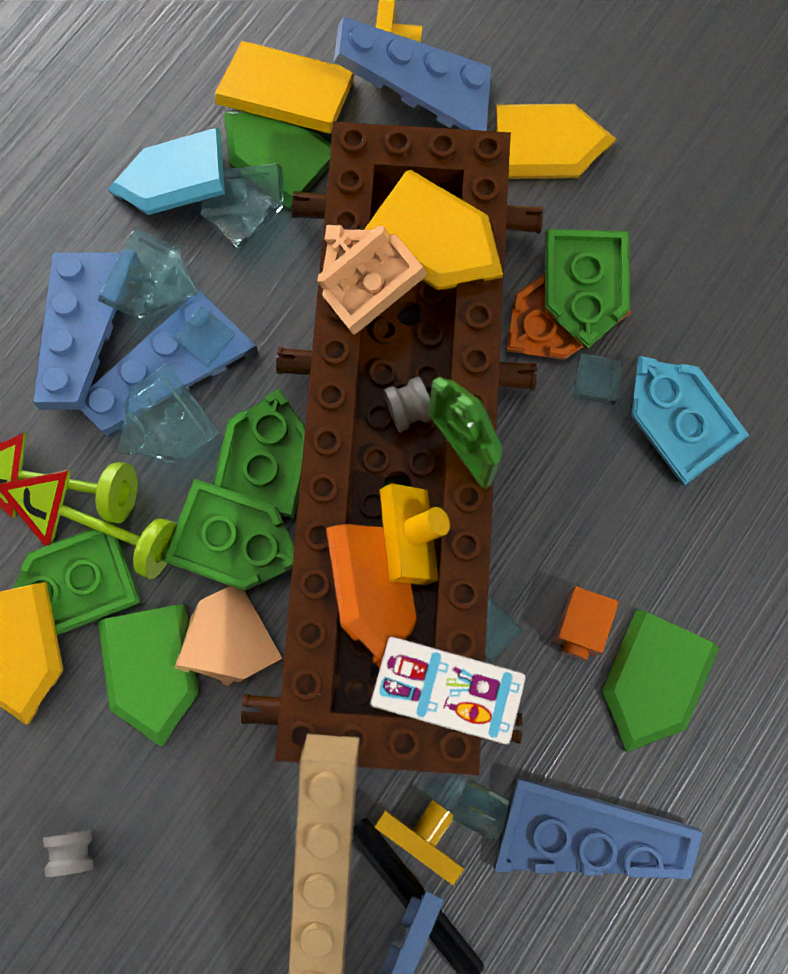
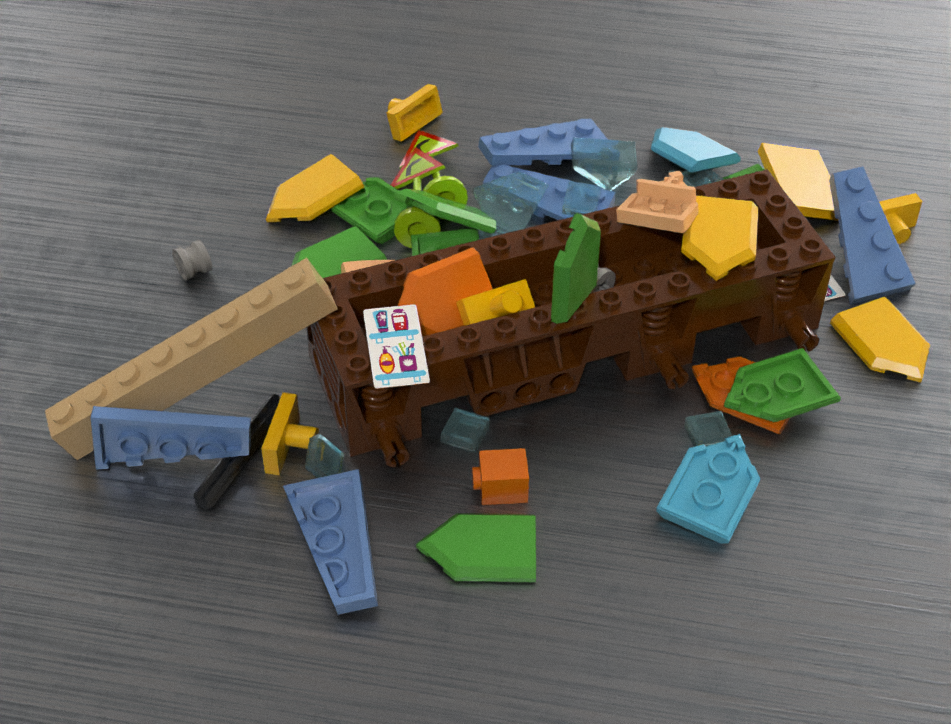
camera: 65 degrees right, 30 degrees down
(159, 502) = (447, 209): none -> bright green tile

